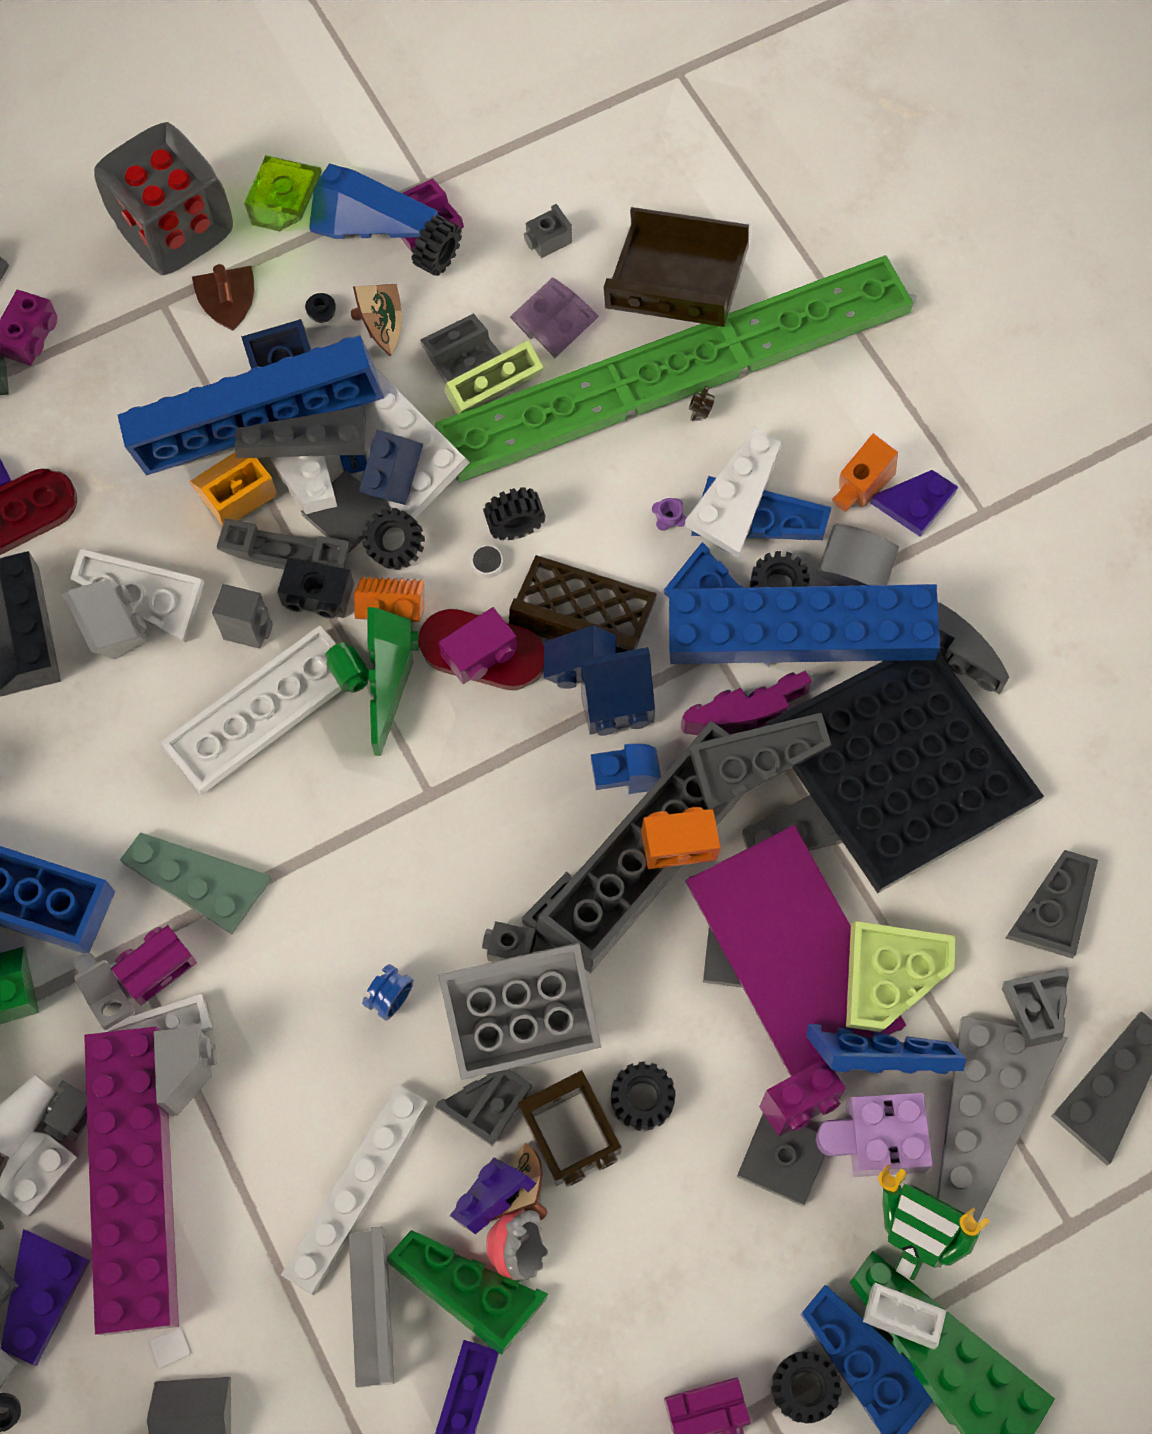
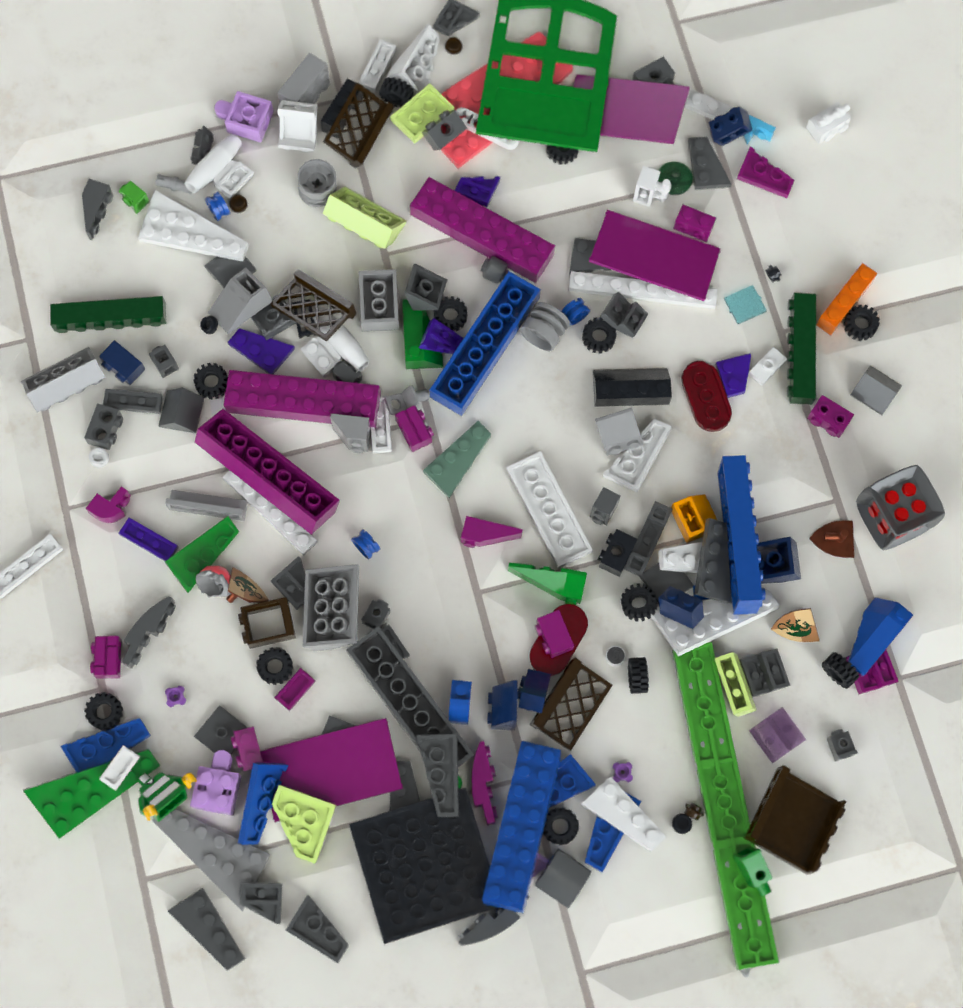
camera: 100 degrees right, 5 degrees up
(97, 1369) = (207, 371): none -> black tyre
(280, 193) = (897, 581): clear neon green slope -> none
(285, 1208) = (267, 471): none -> magenta brick
(321, 314) = (813, 598): black plate -> none
(325, 808) = (482, 533): none -> magenta slope
(347, 667) = (558, 558): green brick -> none
(393, 596) = (599, 592): orange brick -> none
(489, 1195) = (245, 574): dark purple wing -> none
(621, 1346) = (150, 623): none -> dark grey slope
(673, 1052) = (295, 689): none -> magenta tile
(680, 838) = (402, 713): orange brick -> none
(723, 418) = (682, 823): none -> black plate
(746, 1251) = (179, 691): none -> medium lavender plate
(767, 298) = (752, 861): none -> green torso
(866, 473) = (622, 906): orange torso -> none
(916, 501) = (598, 931): dark purple wing -> none

